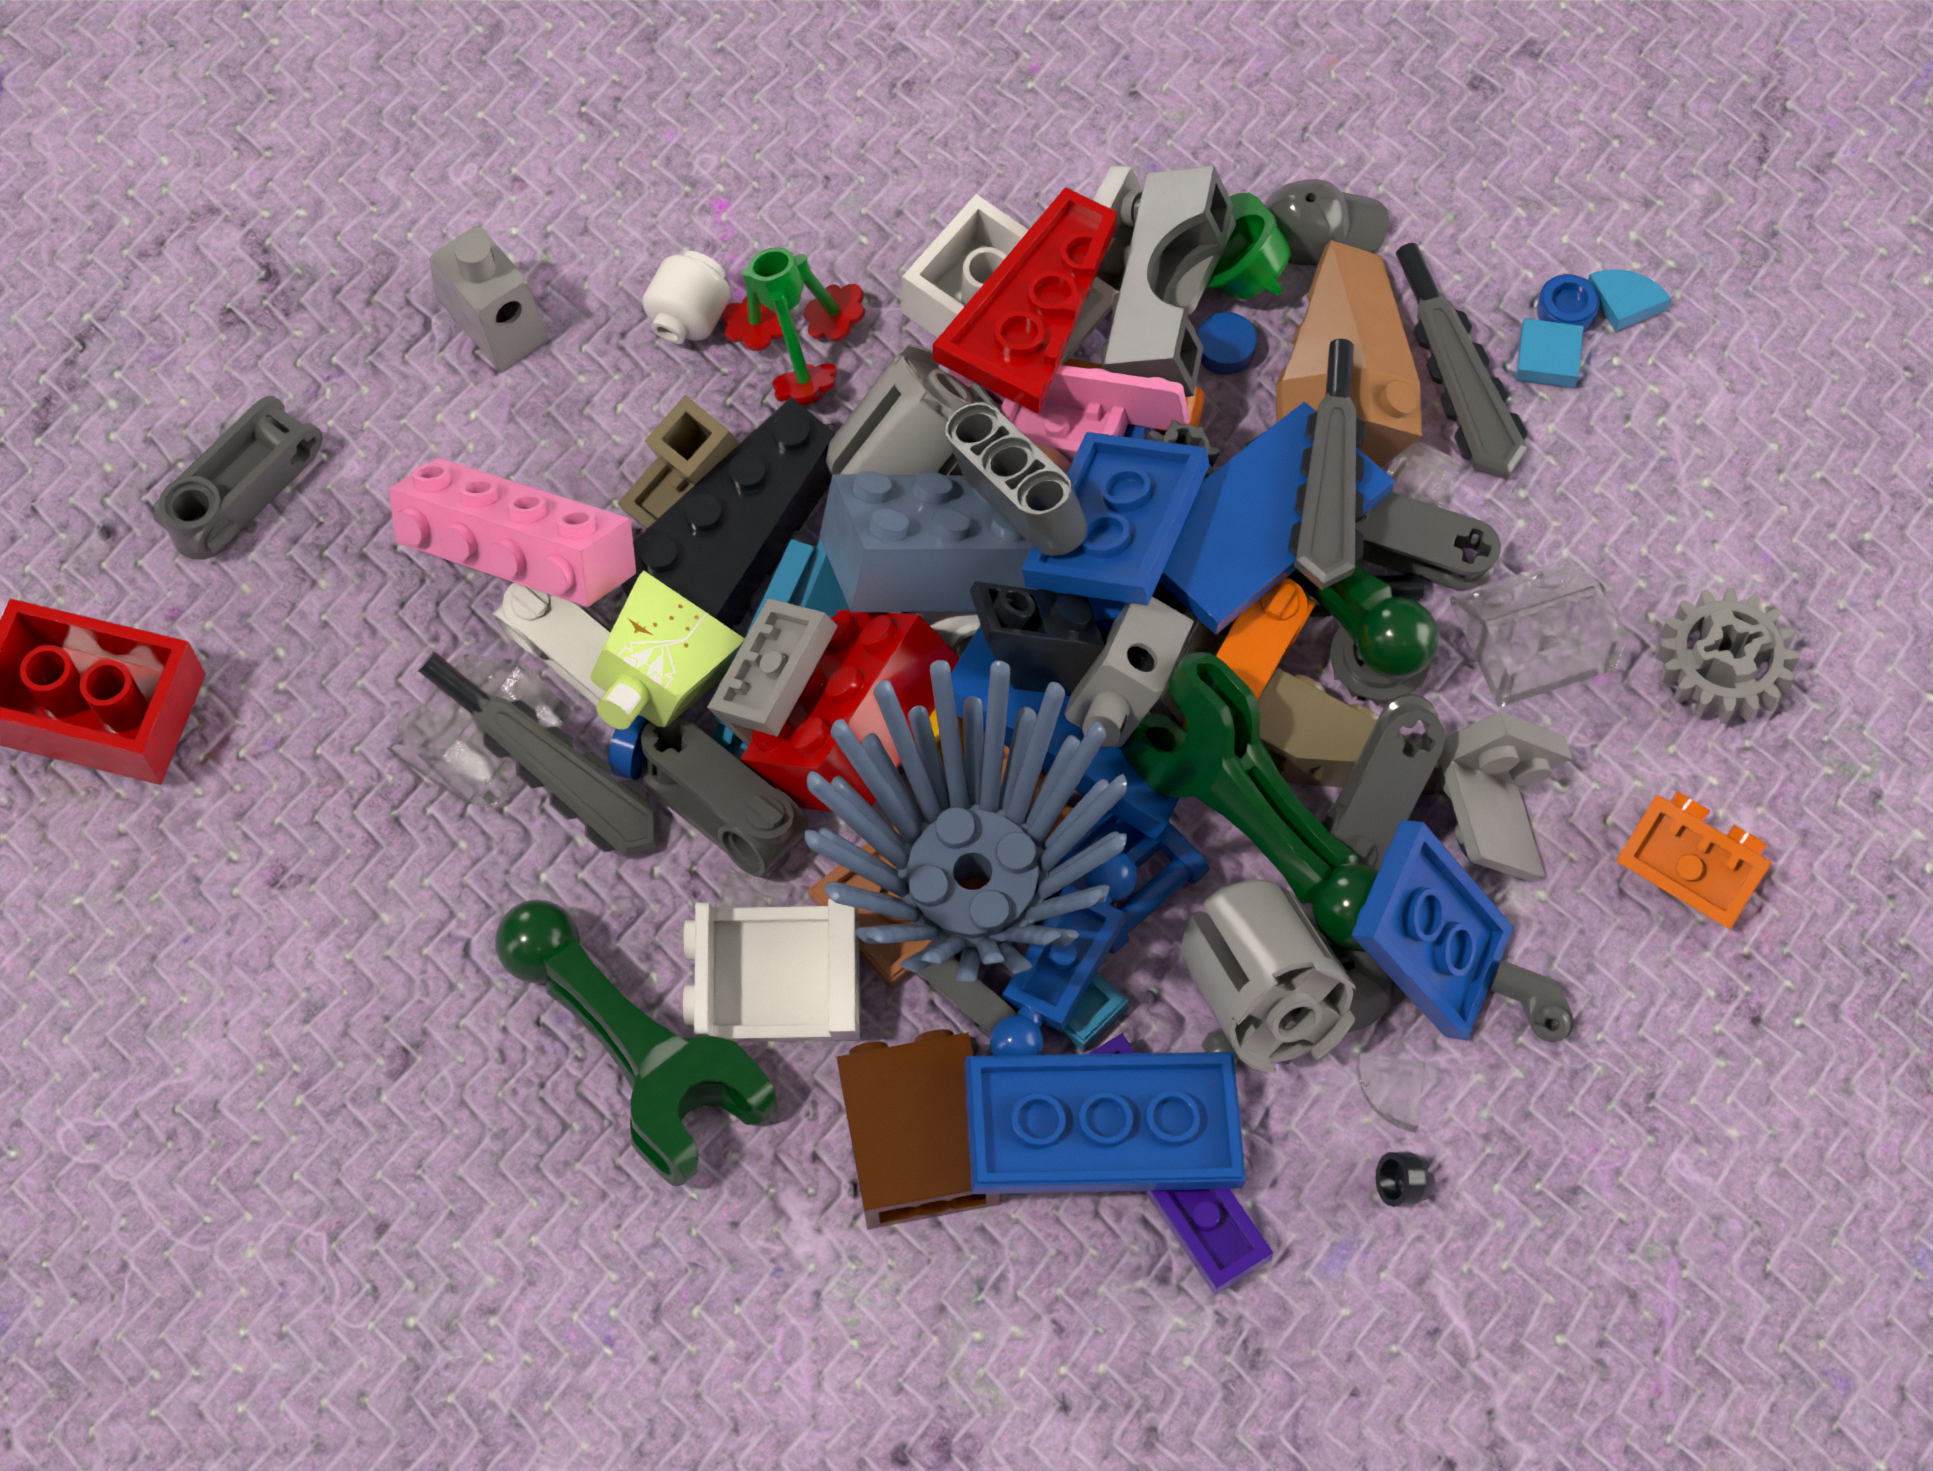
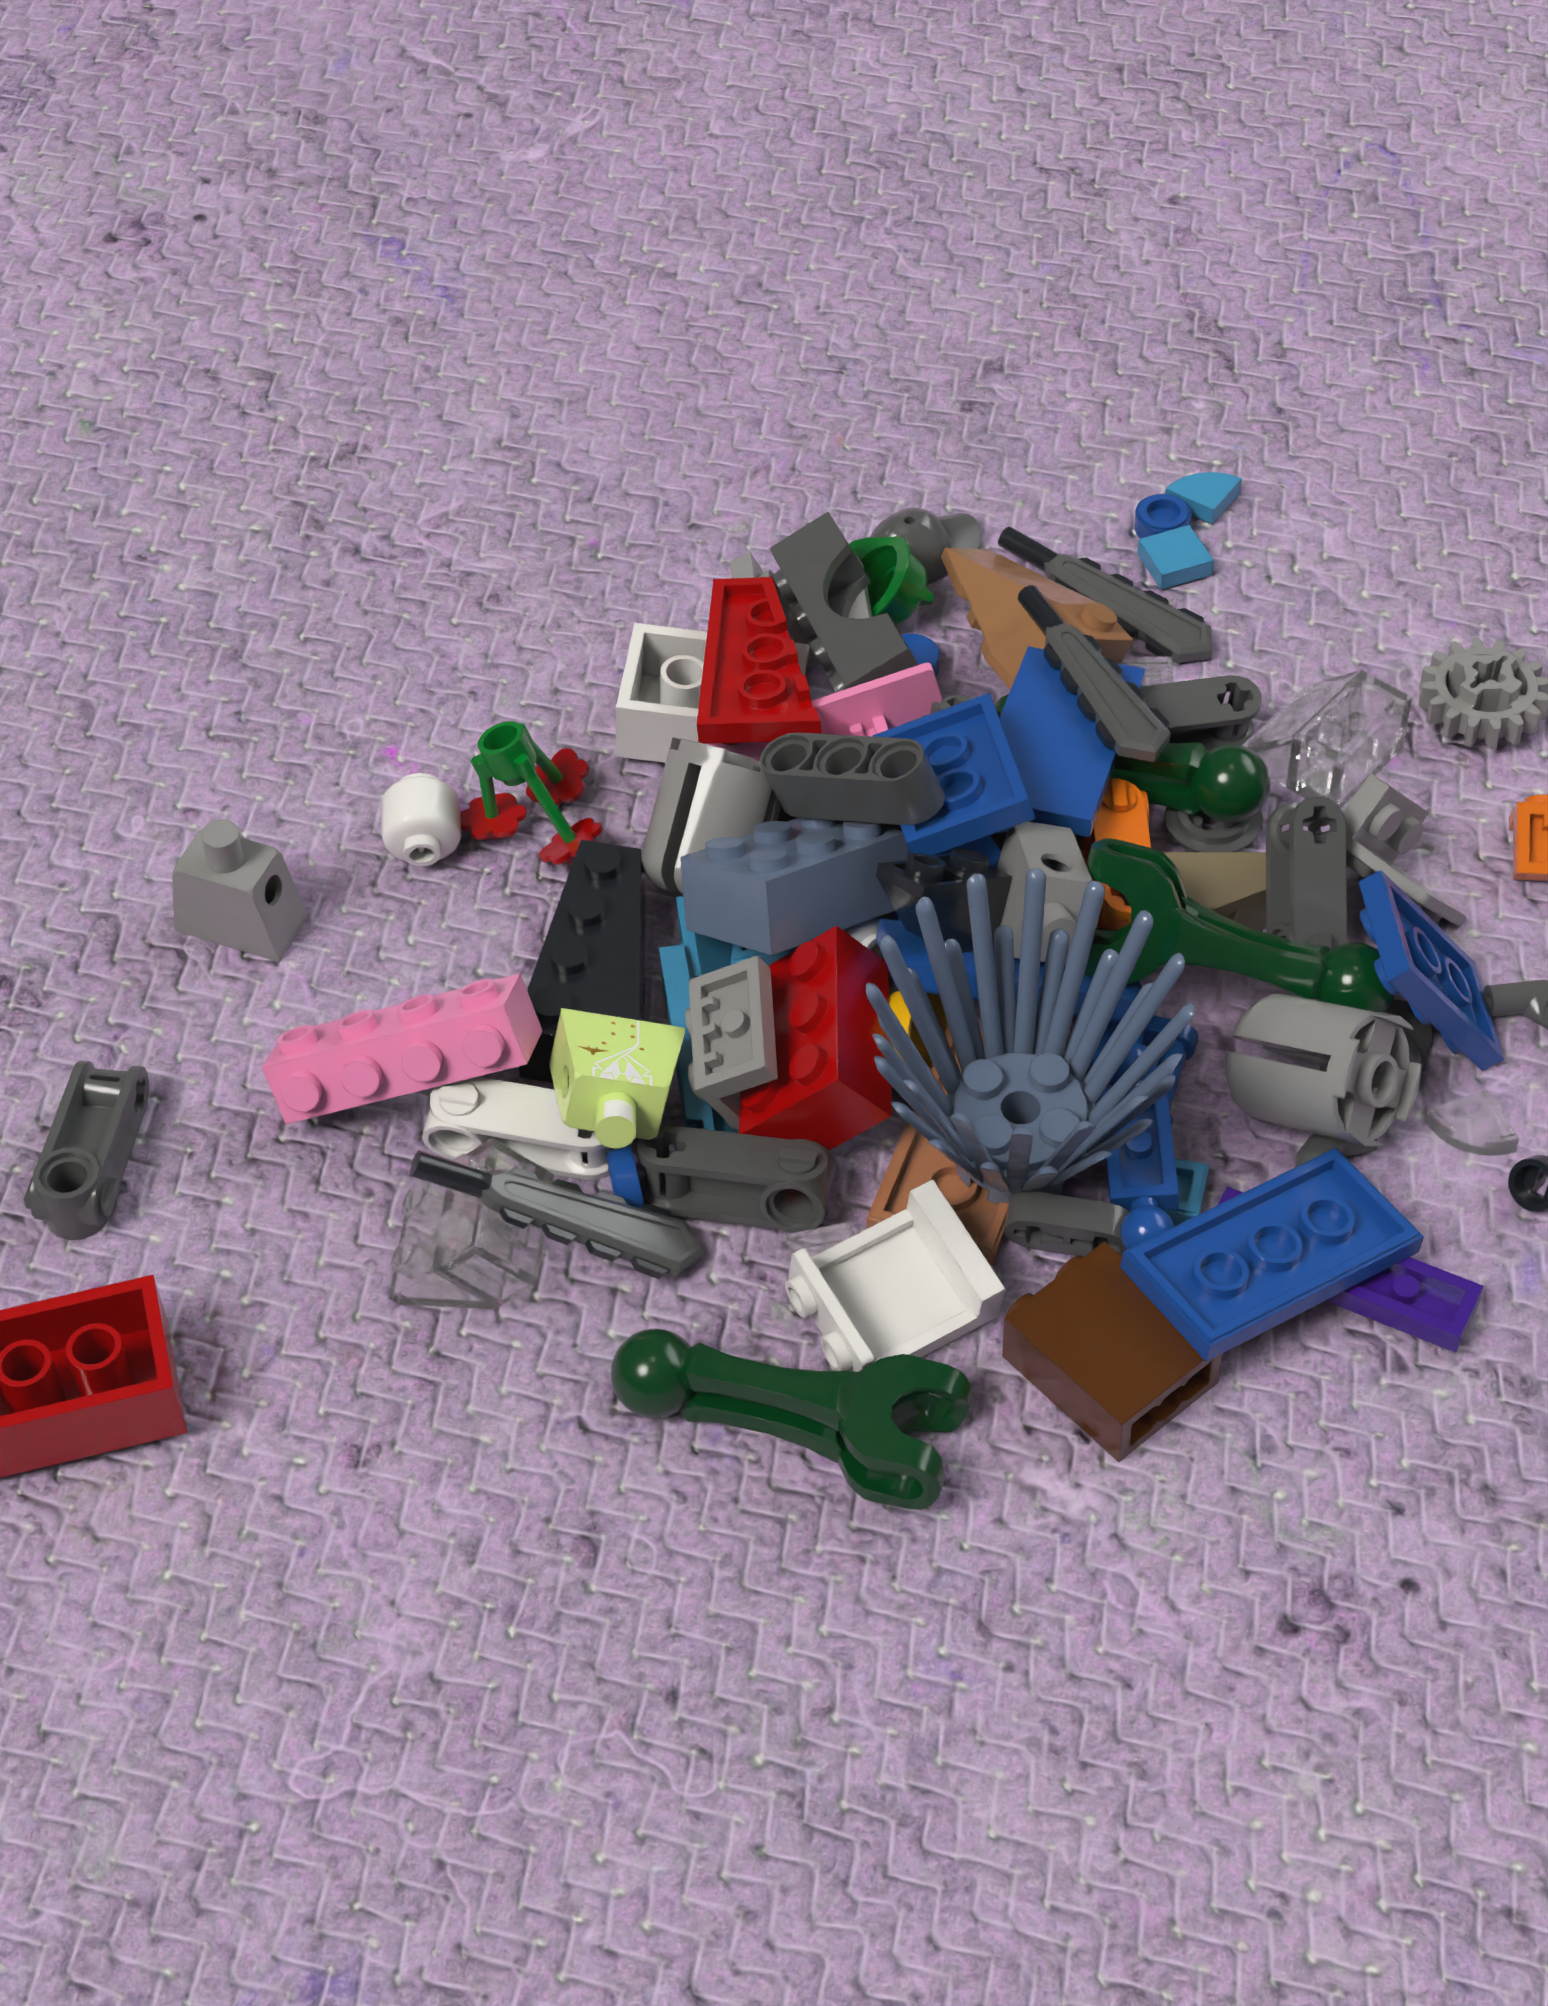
camera: 30 degrees left, 15 degrees down
(687, 448) = (516, 921): dark tan brick -> none

